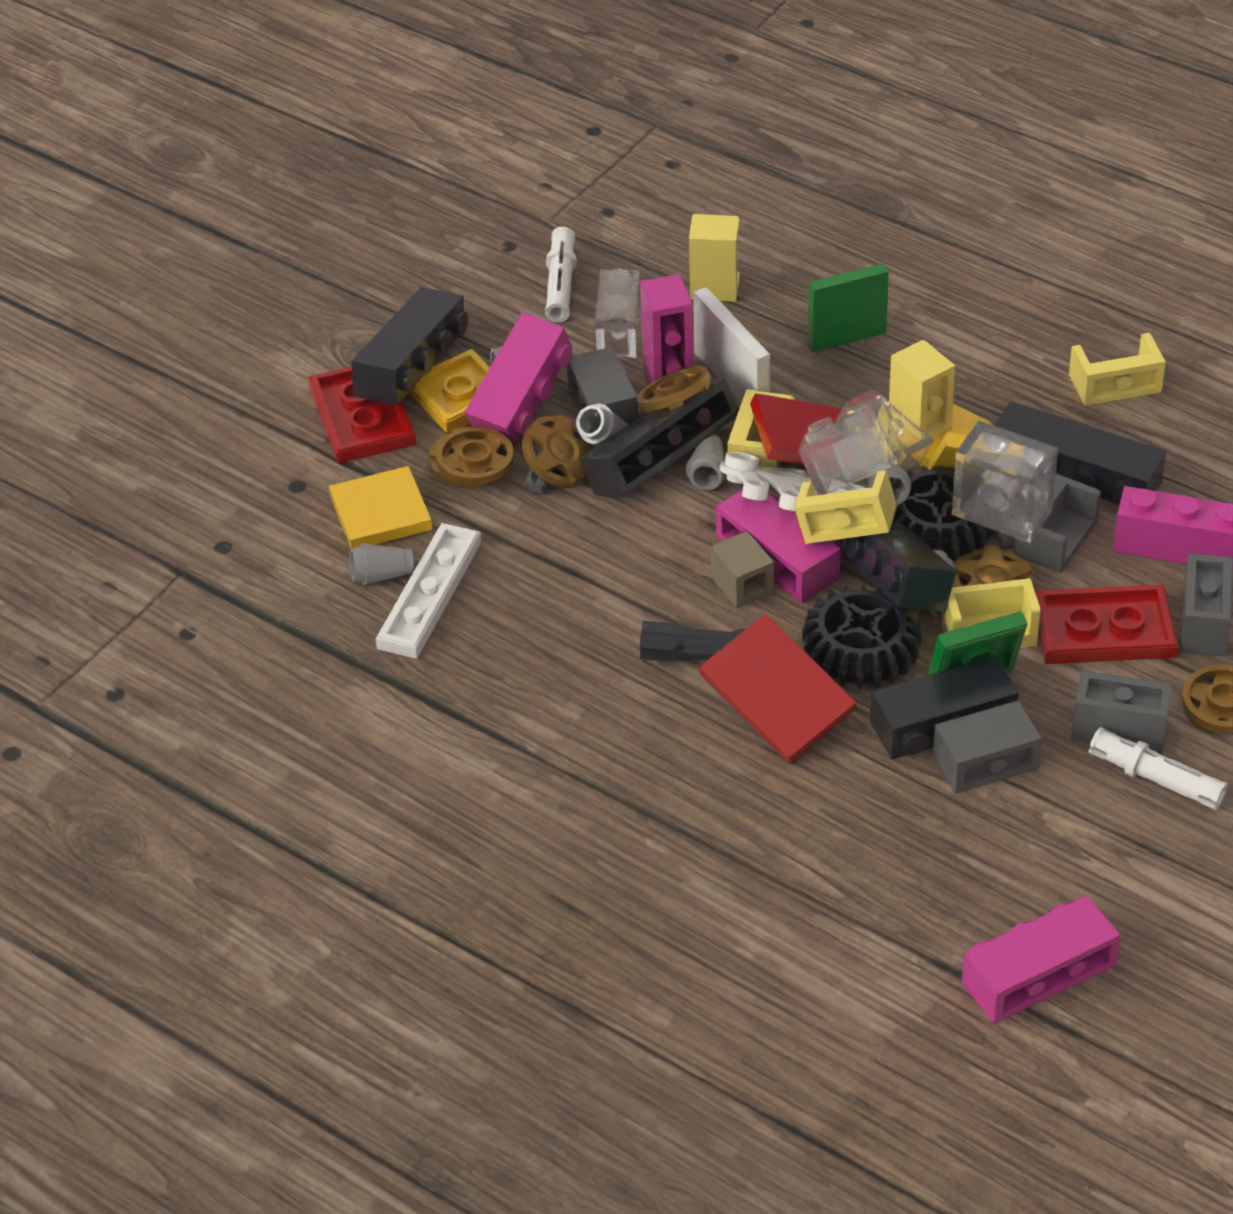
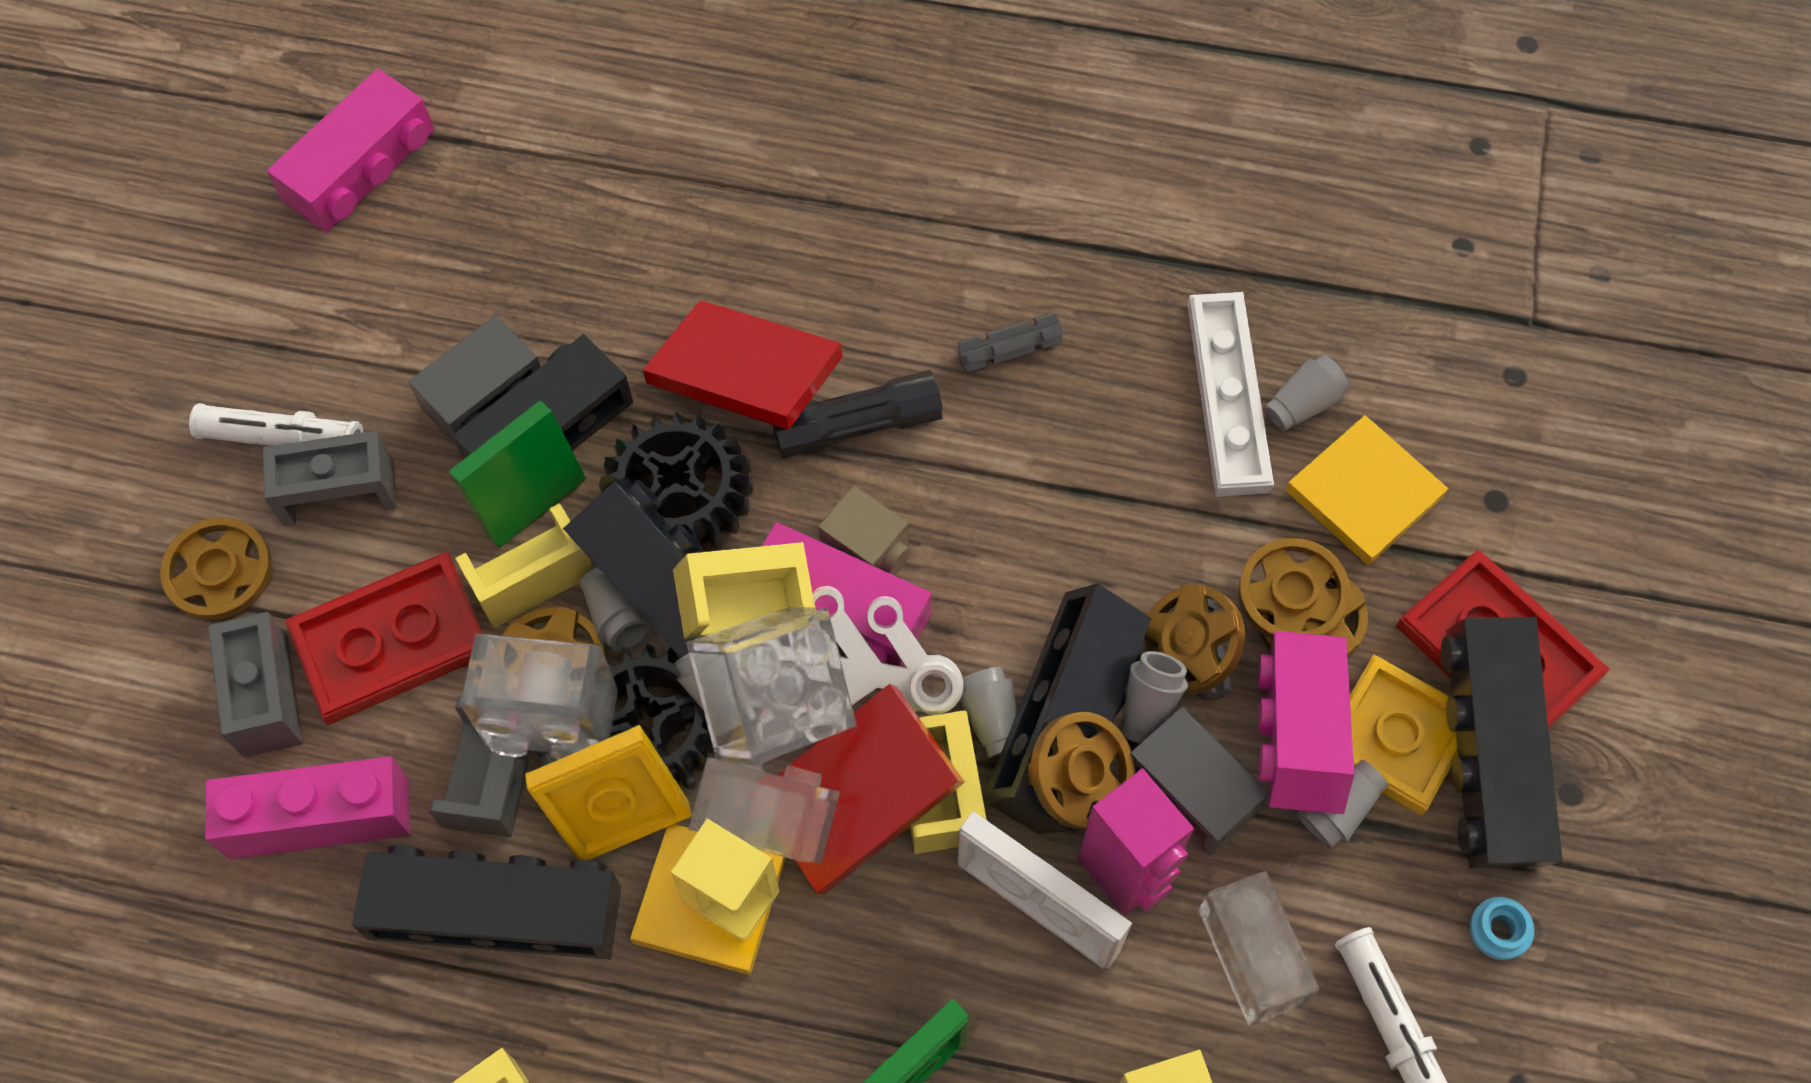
camera: 155 degrees right, 20 degrees up
(473, 290) = (1516, 919): none -> medium azure plate
(566, 663) = (1010, 342): none -> dark grey axle

